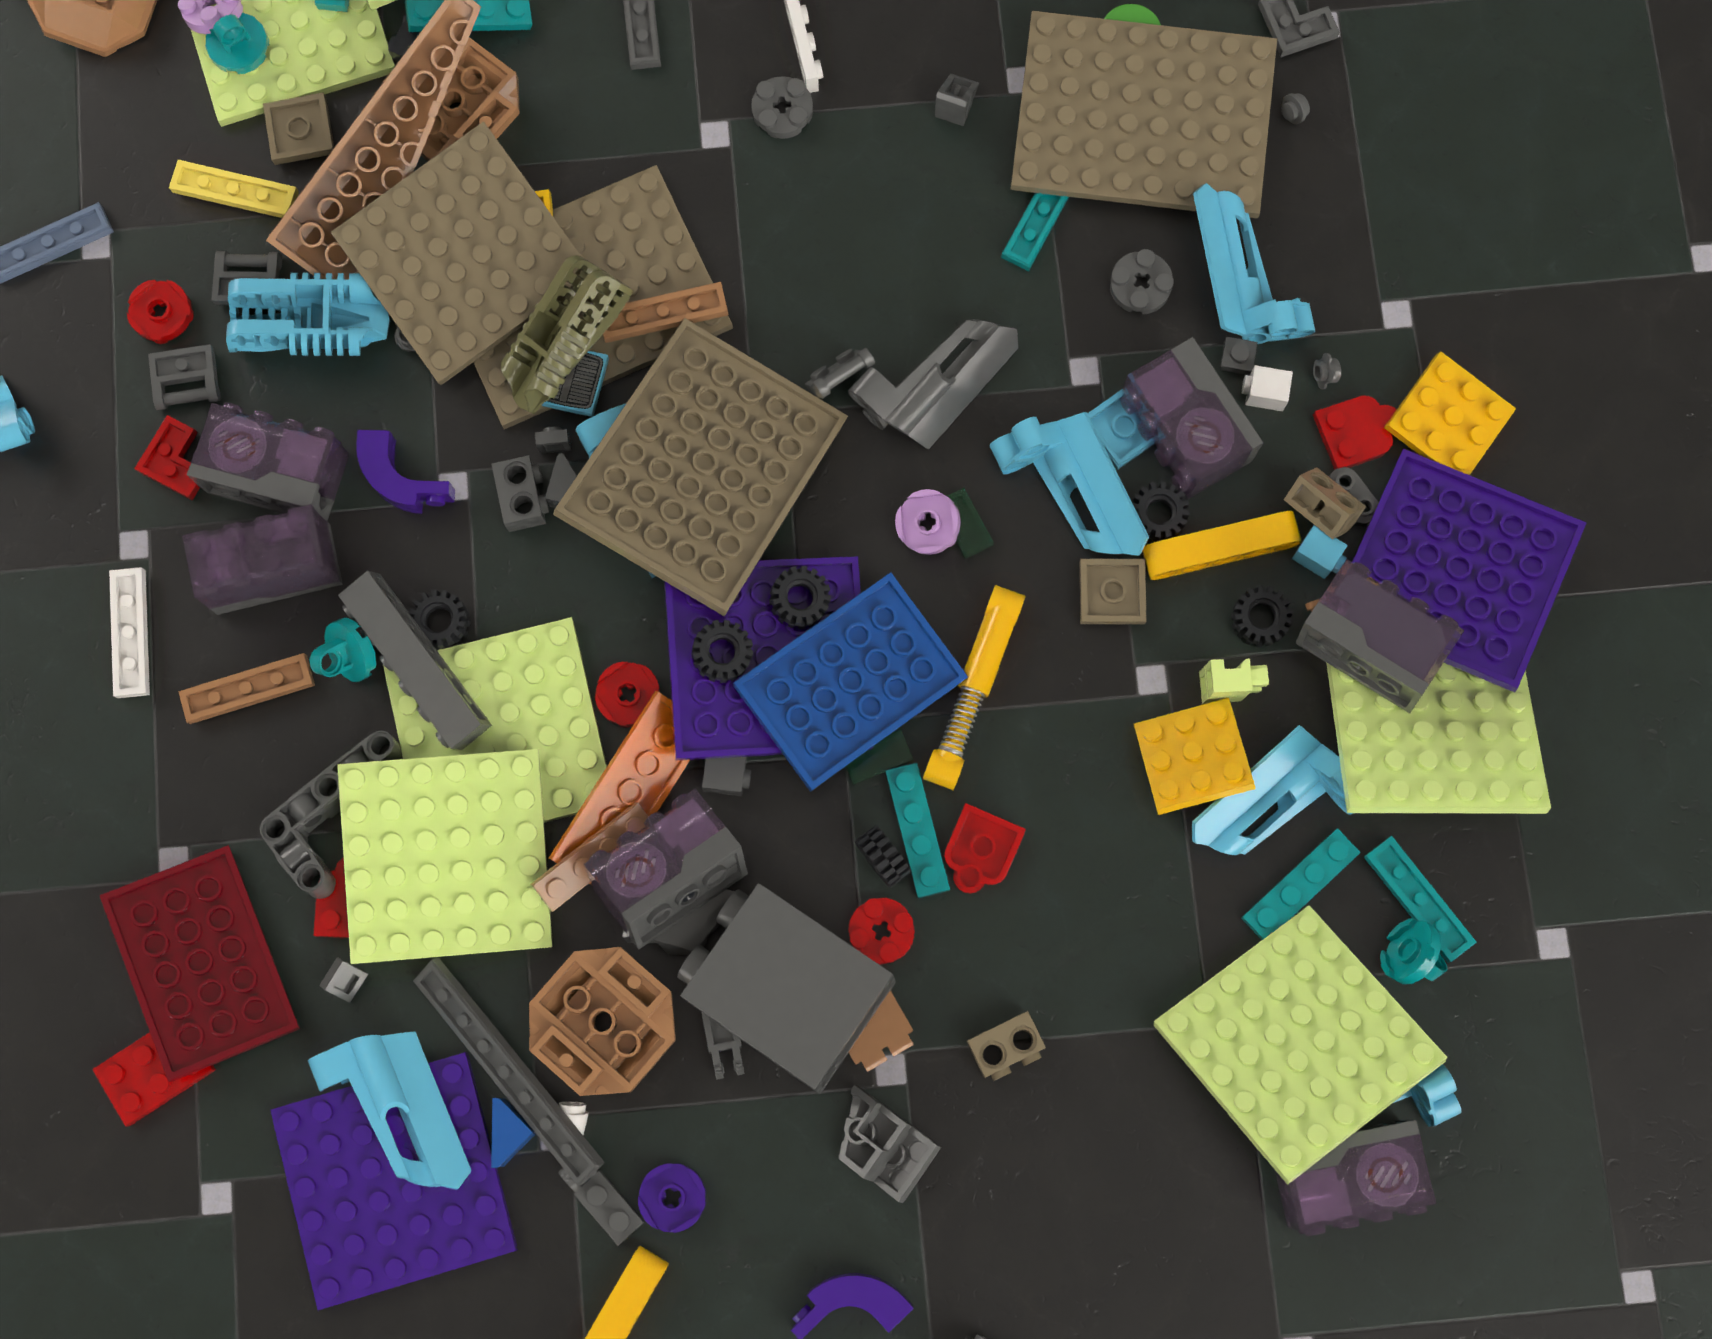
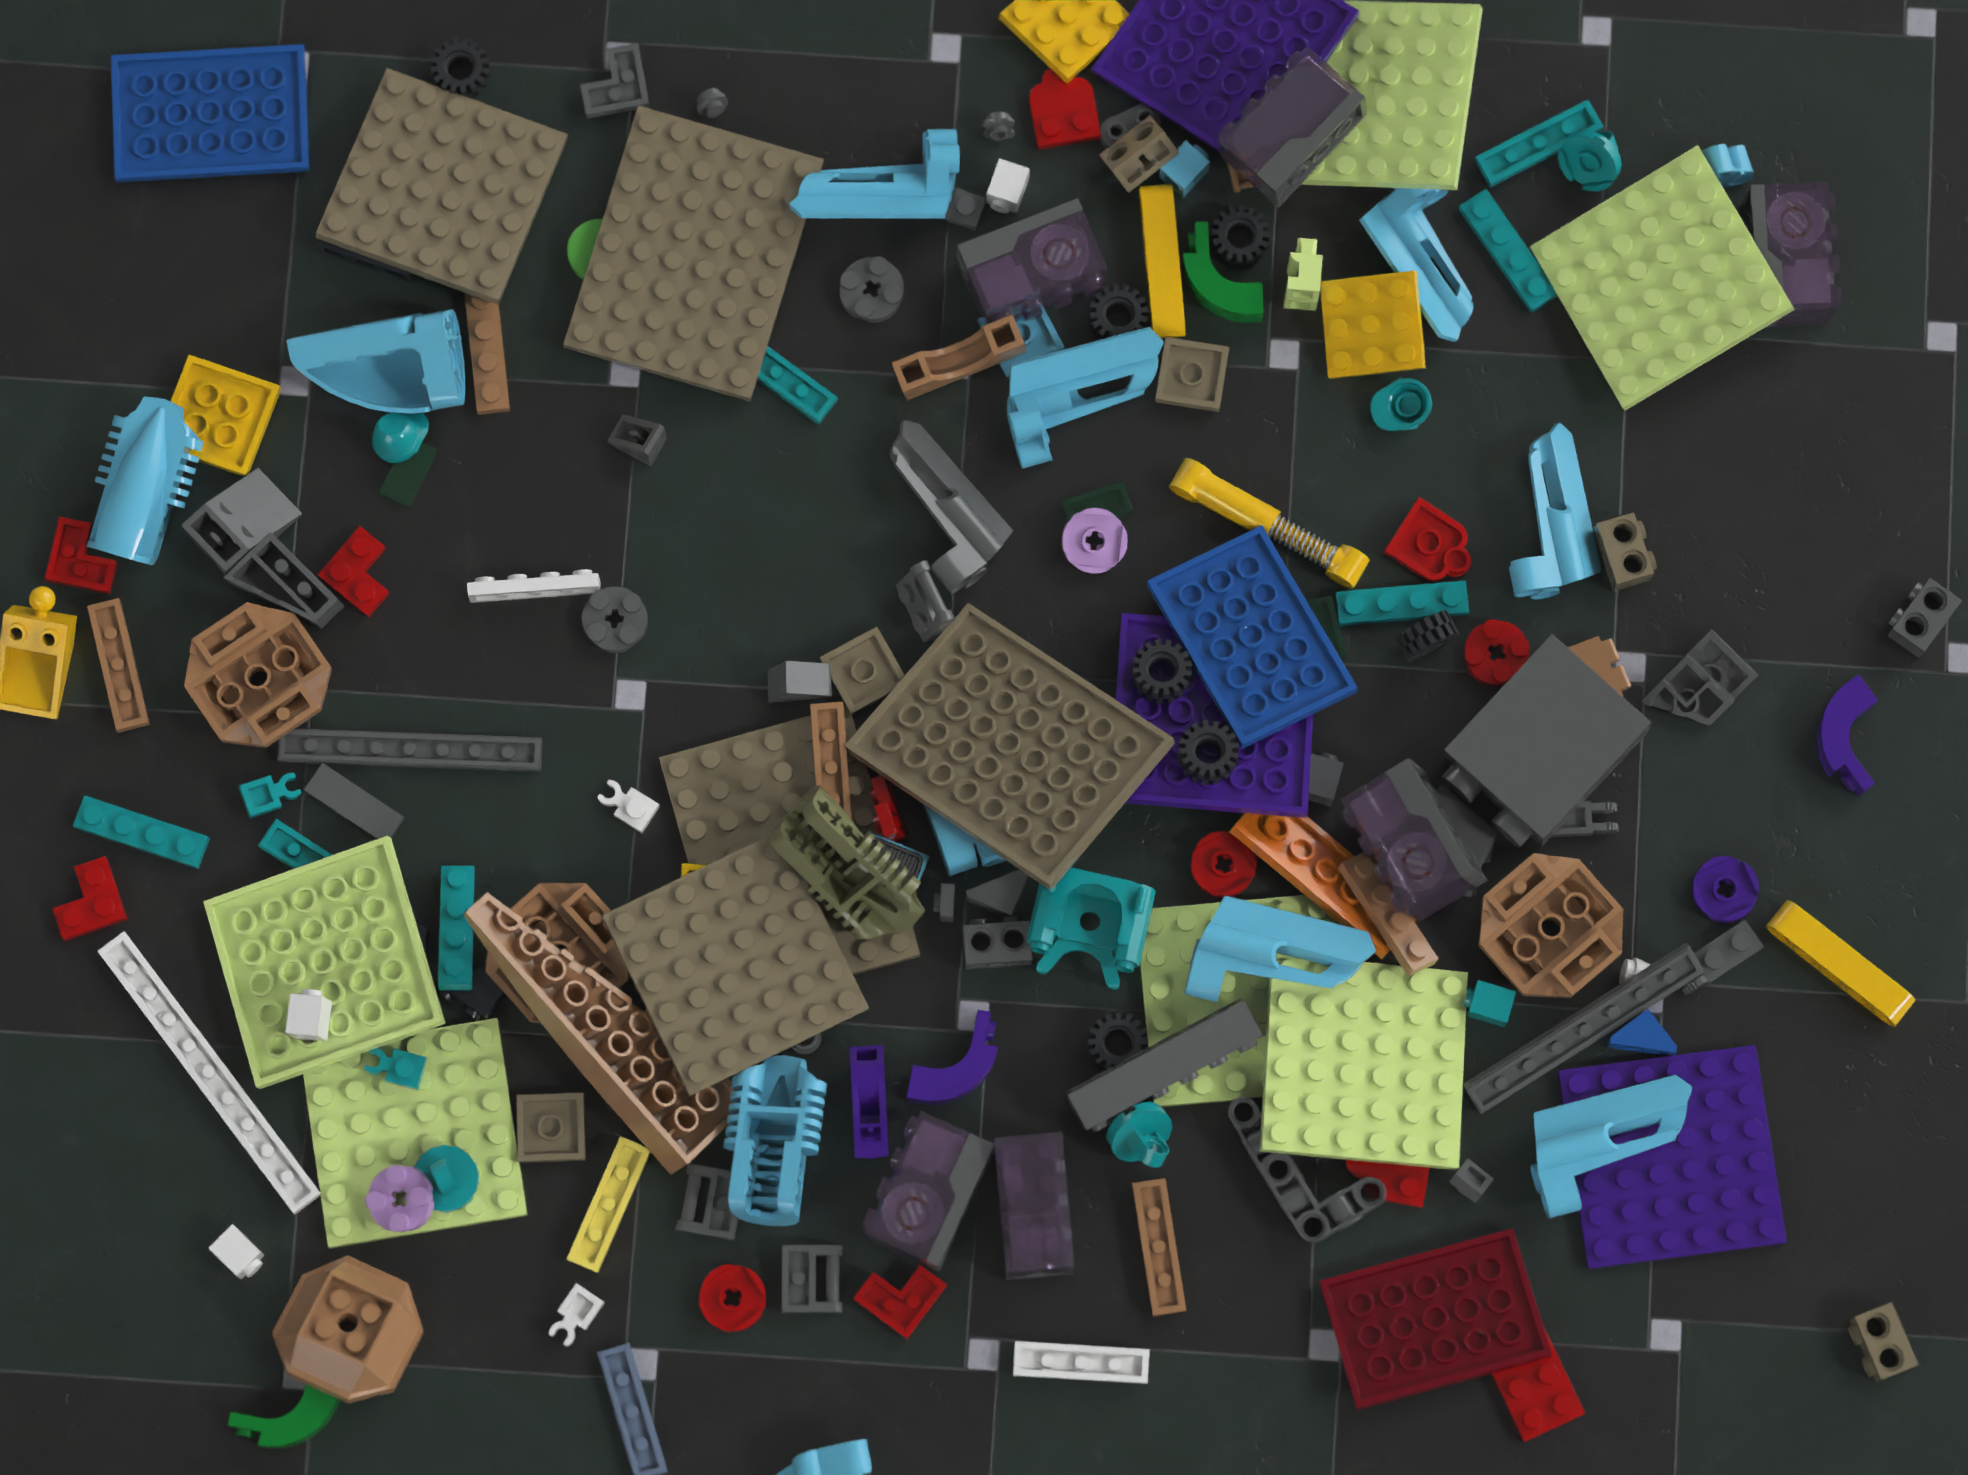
camera: 85 degrees left, 0 degrees up
(133, 179) = (578, 1310): none -> white plate
(350, 402) = (869, 1101): none -> dark purple arch
(522, 972) = (1489, 1003): none -> teal brick
(550, 720) = (1248, 936): none -> medium azure panel
(551, 541) = (1123, 915): none -> teal piece
(607, 151) = (633, 808): none -> white plate
(621, 375) = (889, 816): none -> red plate
(745, 276) = (799, 681): none -> slope
(767, 330) = (863, 670): none -> dark tan plate
(1009, 982) = (1564, 528): none -> medium azure panel
(1070, 346) = (939, 367): none -> medium nougat arch
(1117, 798) = (1401, 405): none -> teal hat
(1194, 616) = (1220, 296): none -> green arch

